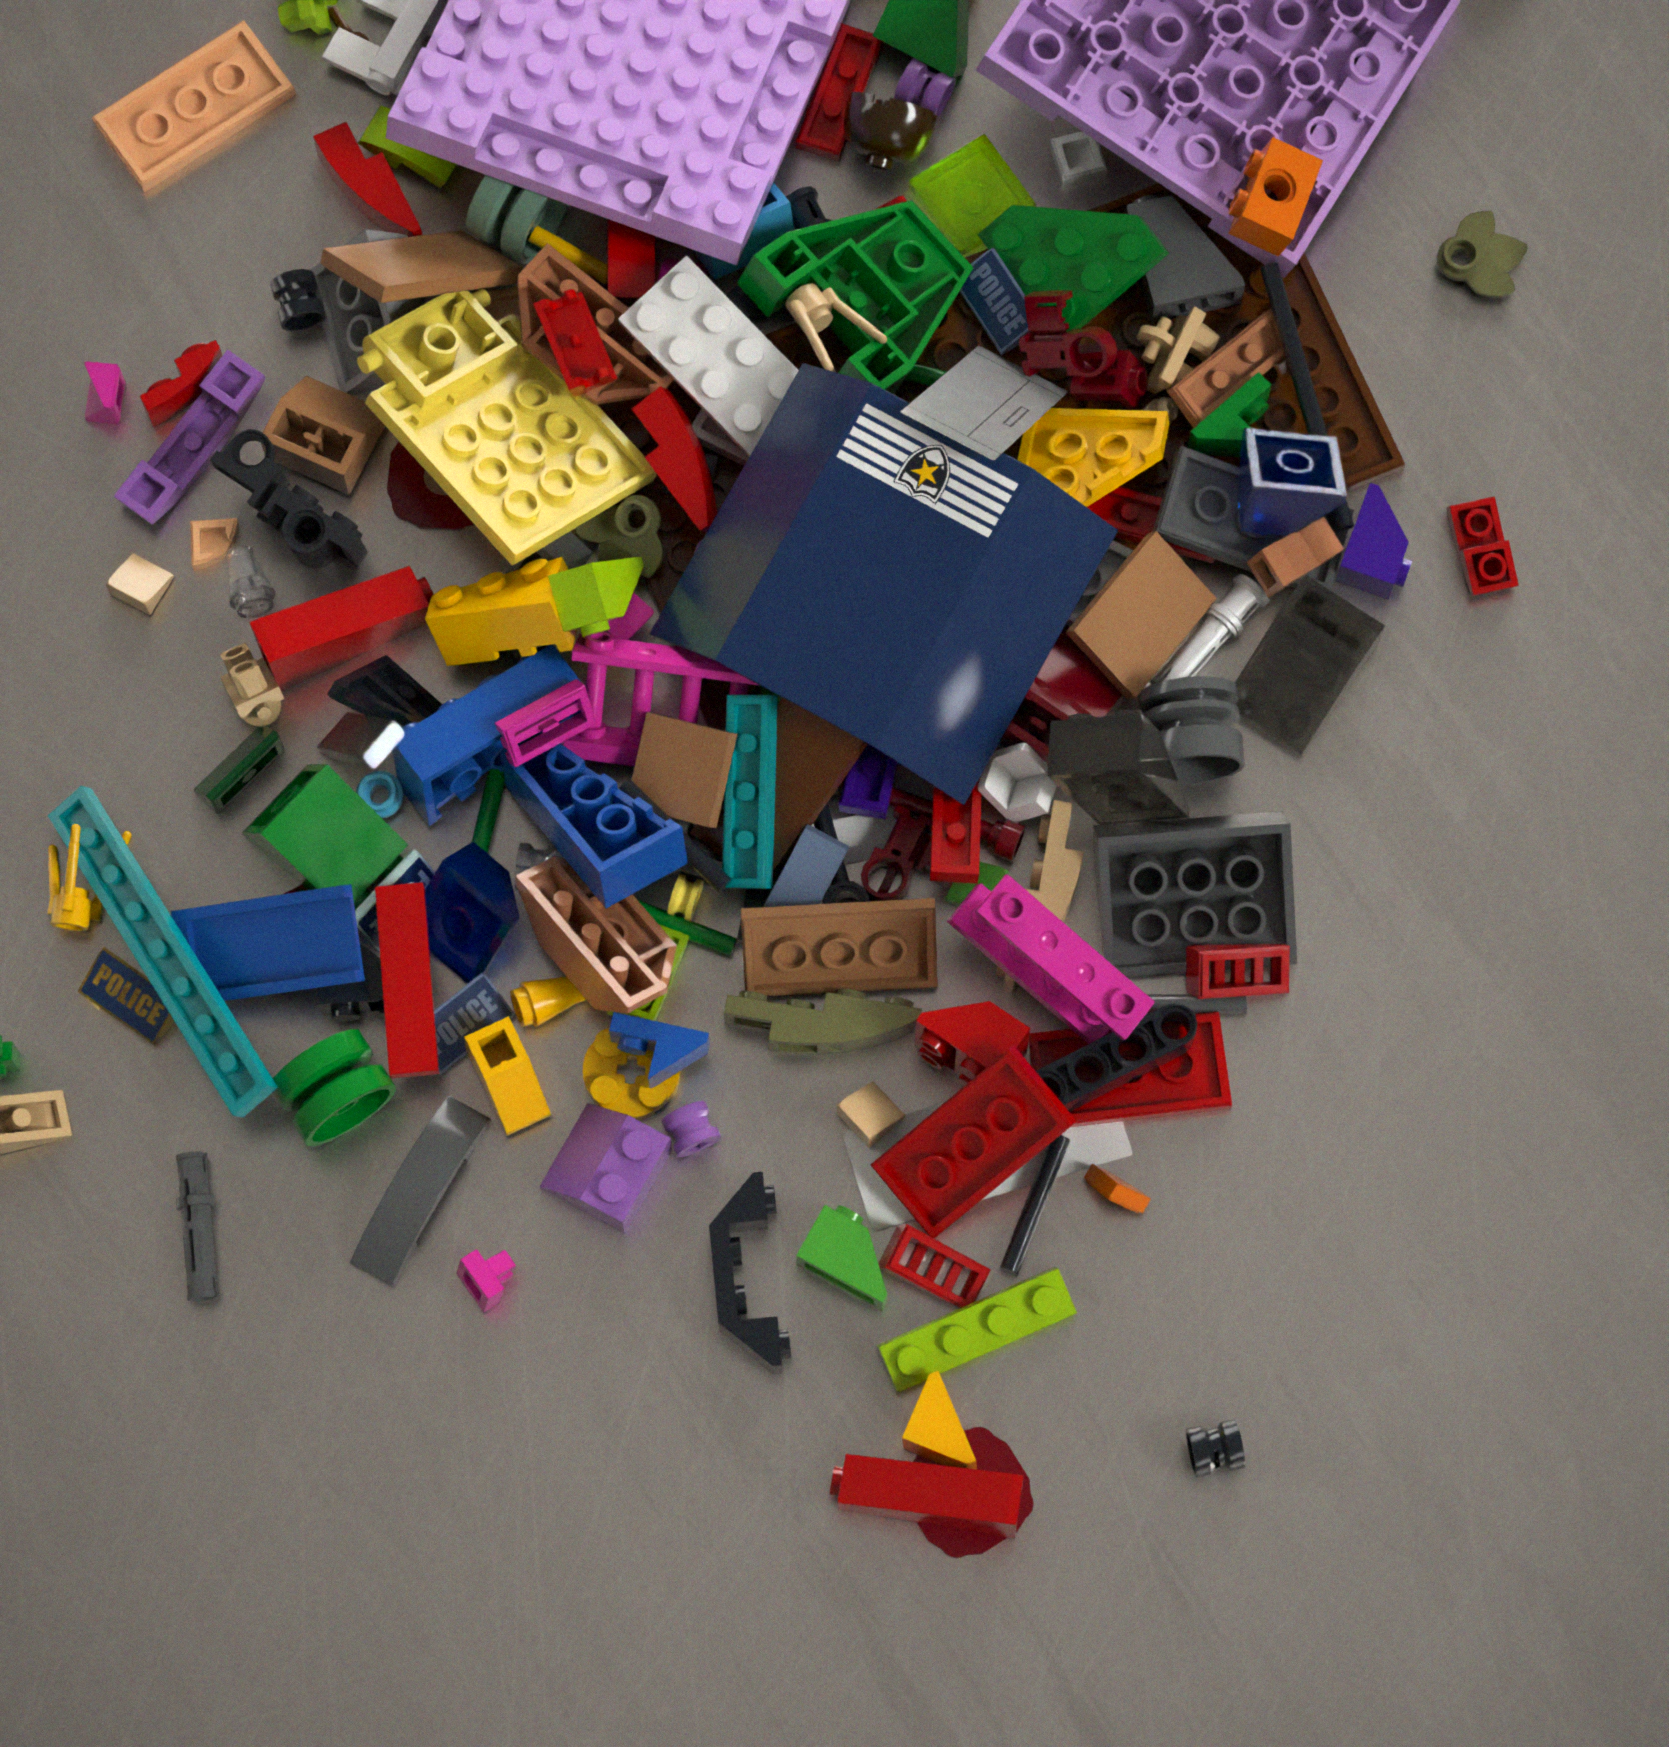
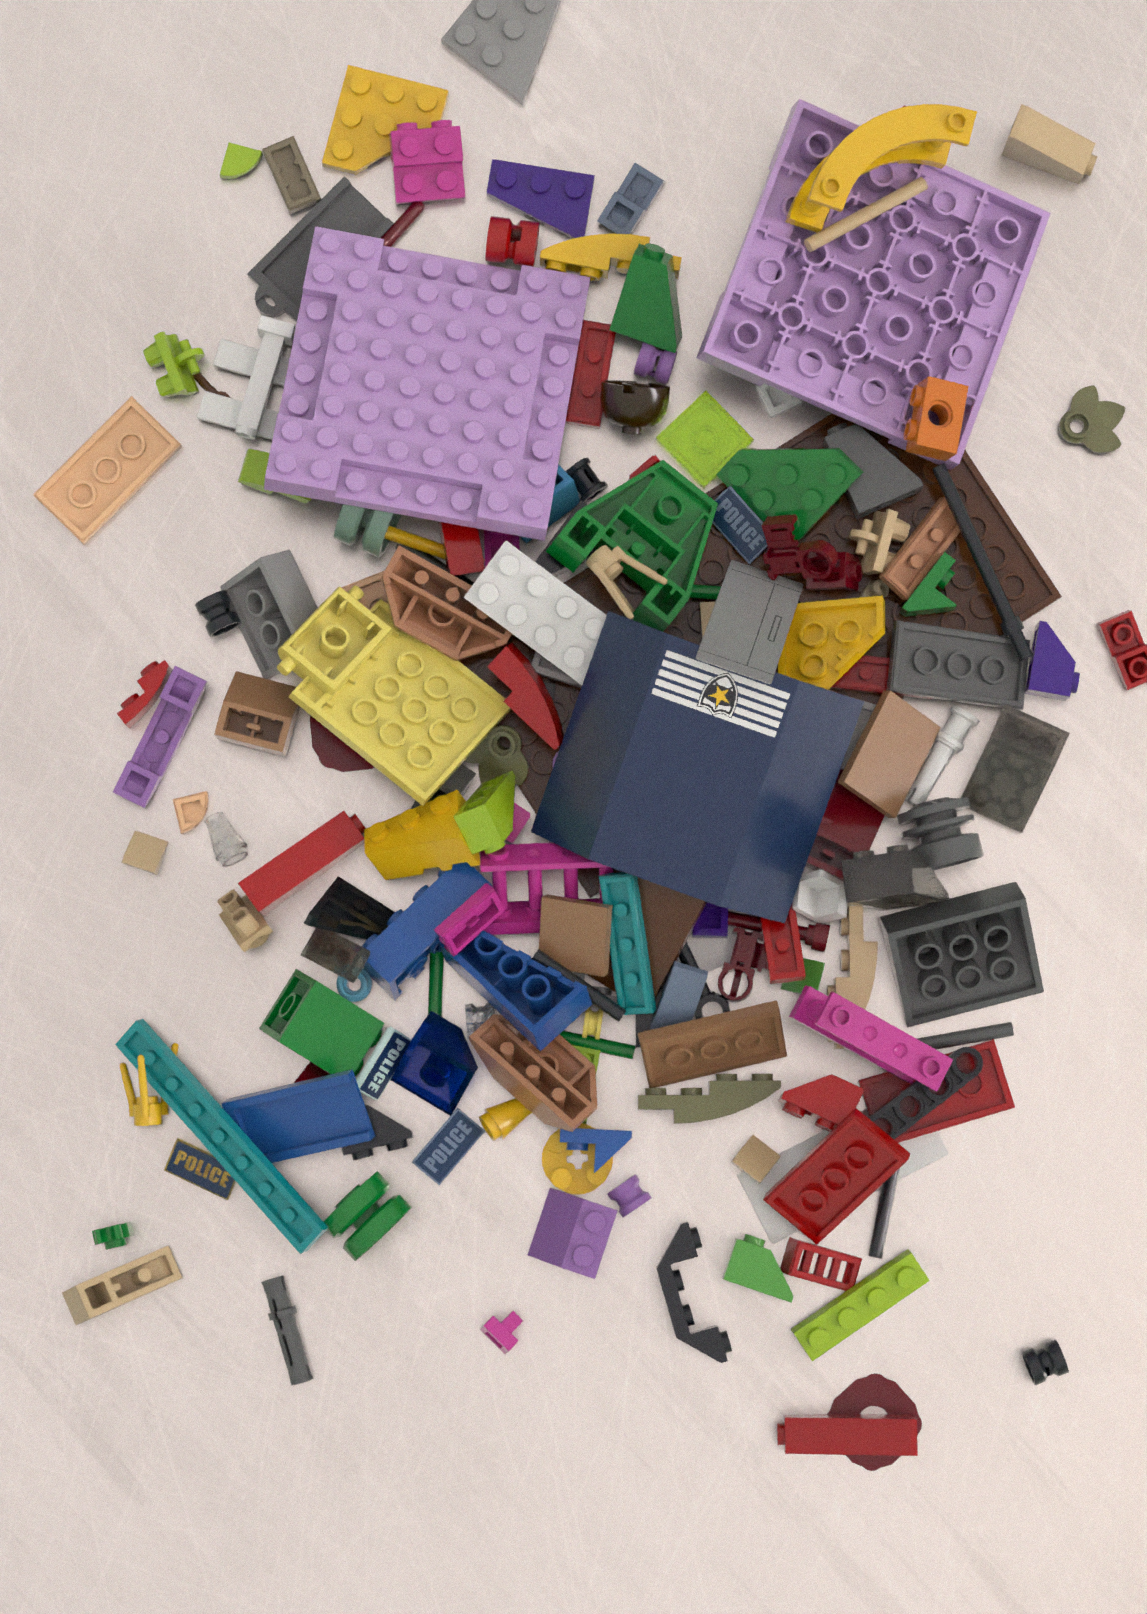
camera: 10 degrees left, 10 degrees up
(104, 393) = (88, 712): dark pink slope -> none
(240, 768) = (246, 981): dark green slope -> none
(293, 510) = (253, 782): black plate -> none
(366, 182) = (252, 512): red slope -> none
(407, 980) = (404, 1127): red tile -> none
(418, 1189) = (441, 1273): dark grey slope -> none
(420, 266) = (308, 581): medium nougat tile -> none
(507, 1075) = (490, 1182): yellow slope -> none
(575, 342) = (435, 622): red hinge -> none
(936, 1429) = (845, 1384): yellow slope -> none
(1116, 1189) = (942, 1184): orange tile -> none
(1198, 970) = (980, 1011): red slope -> none
(1287, 480) = (981, 635): clear blue slope -> none
(1295, 556) = (995, 690): nougat leg -> none

